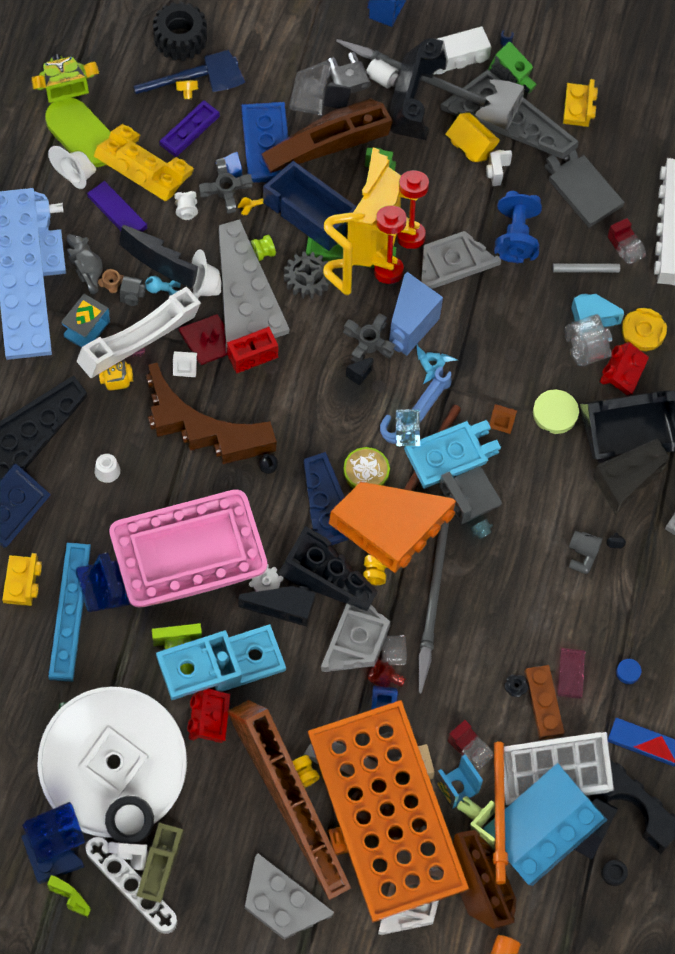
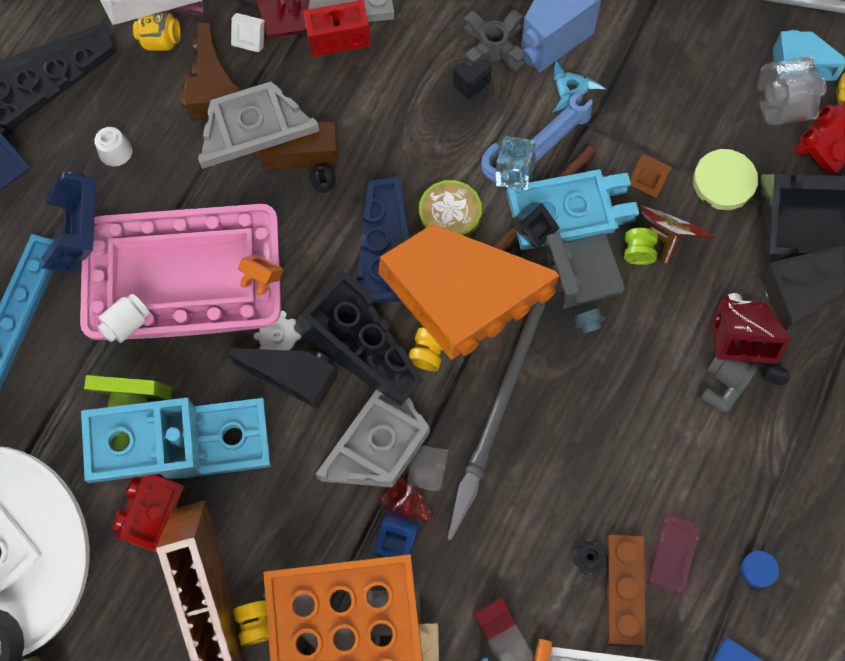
camera: 20 degrees right, 5 degrees up
(102, 526) = (77, 197): none -> dark blue panel
(102, 584) = (53, 299): clear blue bracket -> none
(161, 587) = (123, 318): none -> white brick
(213, 432) = (250, 123): none -> light grey wing
(248, 536) = (261, 270): none -> orange tile
(430, 468) = (534, 224): none -> black slope
(506, 470) = (641, 246): none -> lime wheel
(524, 455) = (670, 231): none -> shield
(590, 515) = (747, 331): none -> dark red torso

